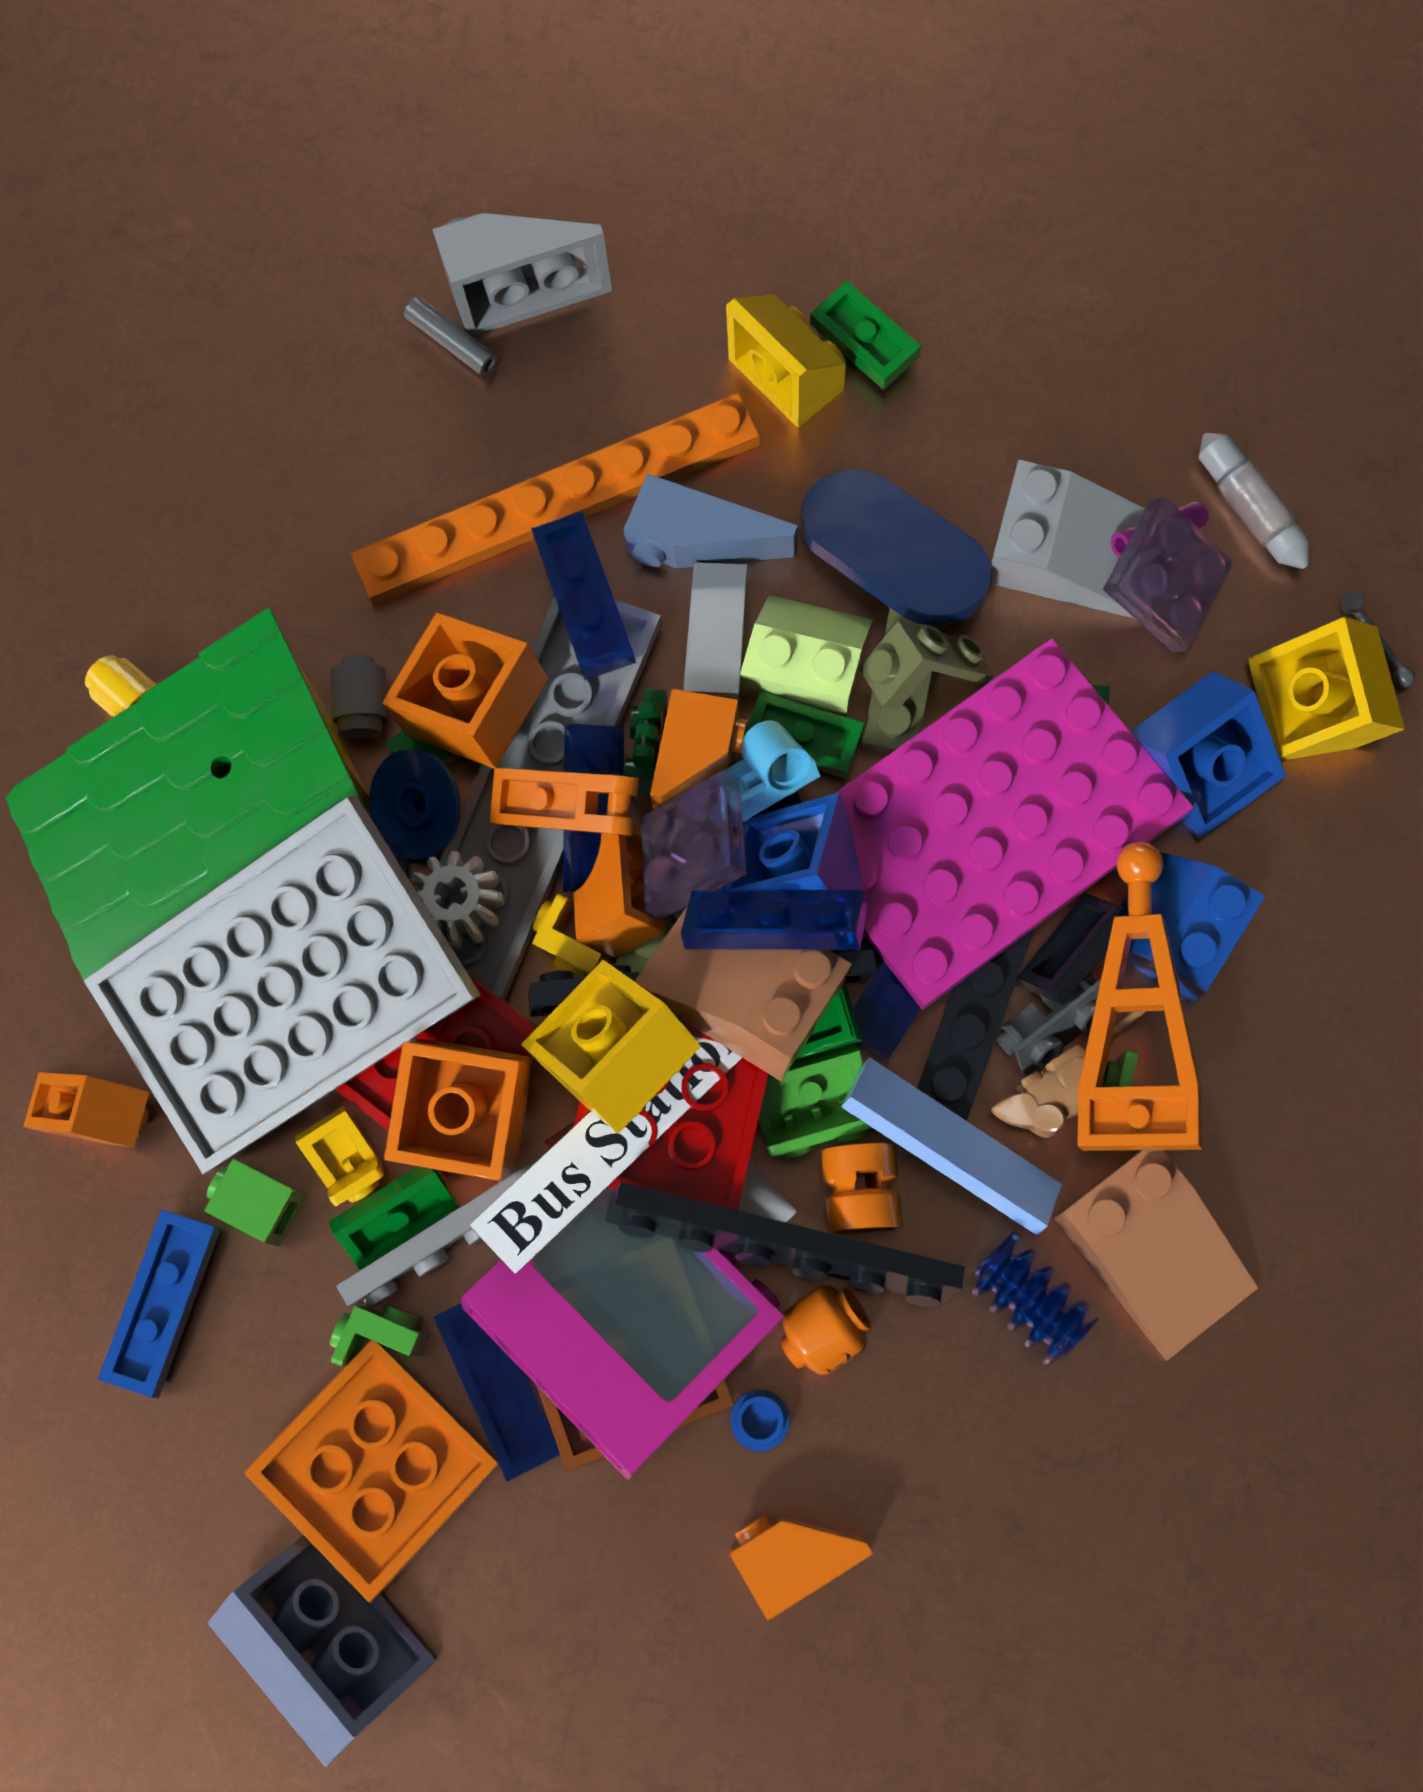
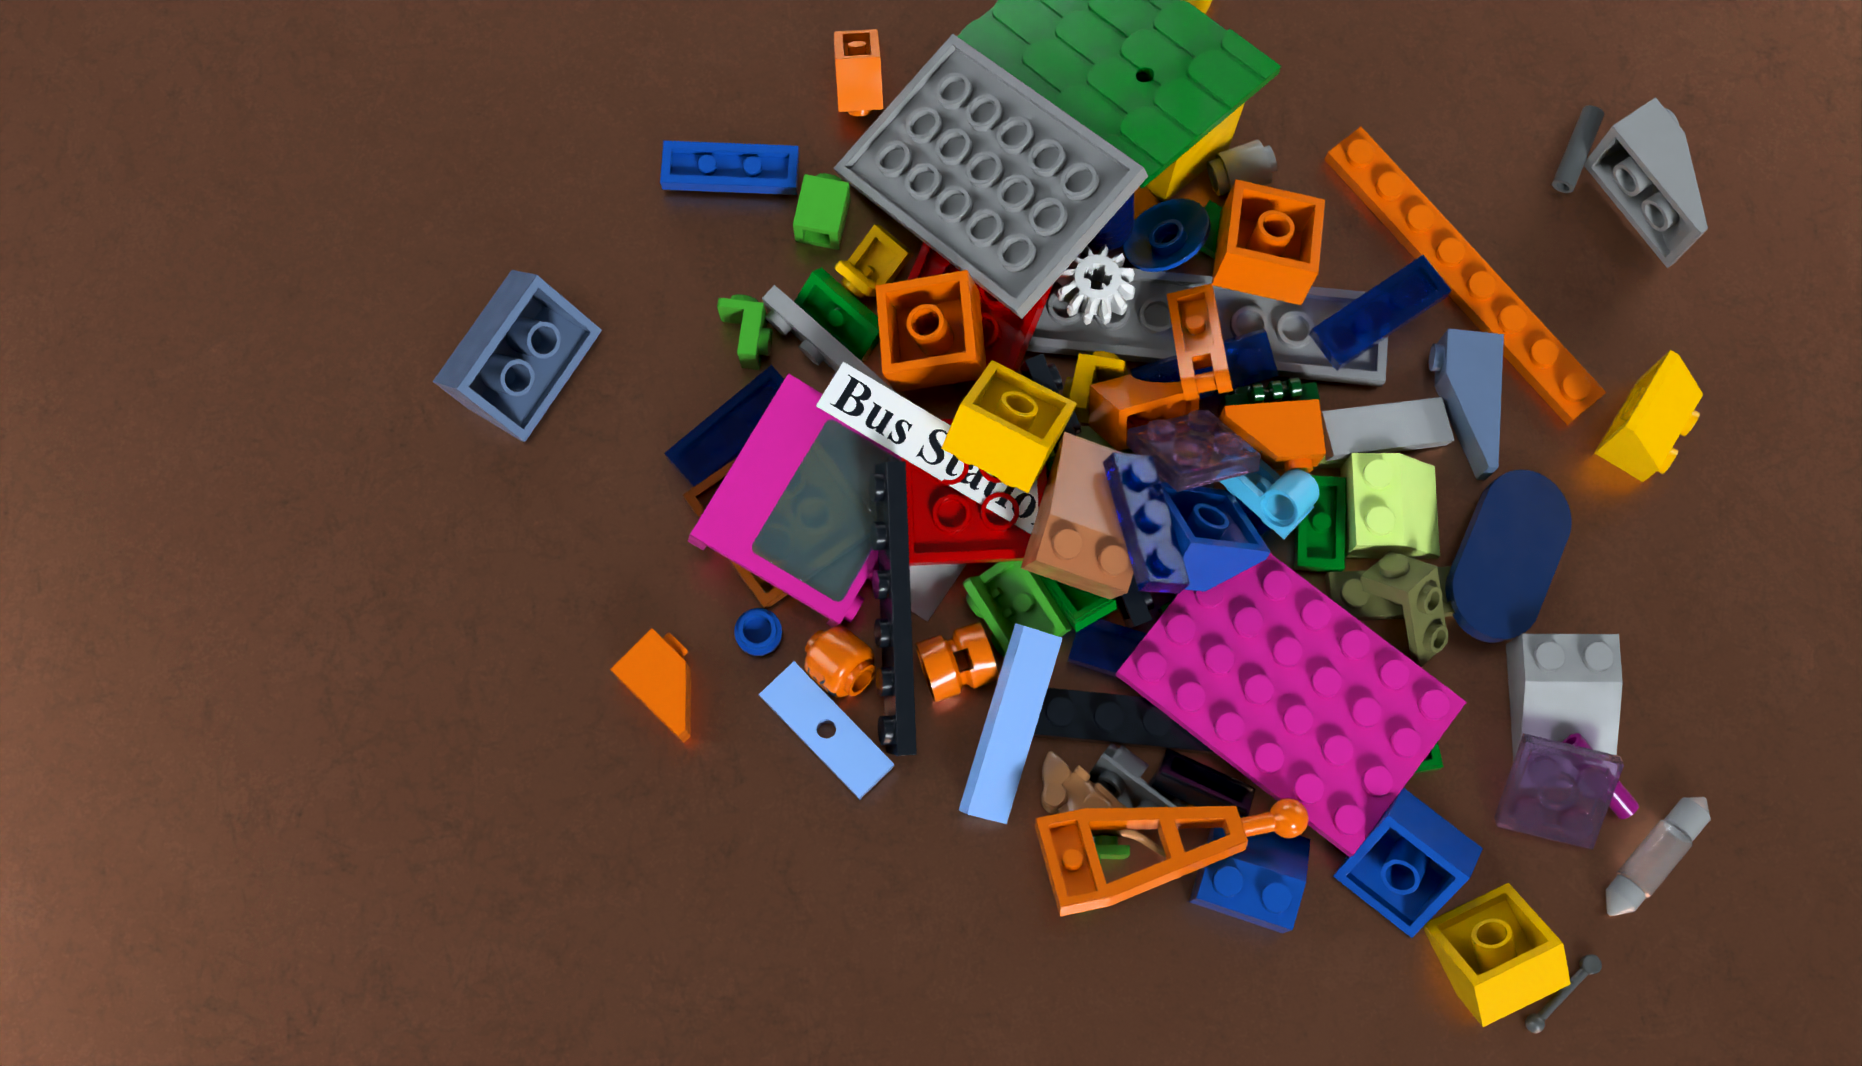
camera: 65 degrees right, 0 degrees up
(371, 1470) = (649, 354): orange plate -> none
(865, 334) = (1697, 484): green plate -> none
(934, 1346) = (805, 709): none -> light blue tile
(1032, 1300) = (904, 816): clear blue piece -> none
(1158, 1250) = (972, 912): nougat slope -> none

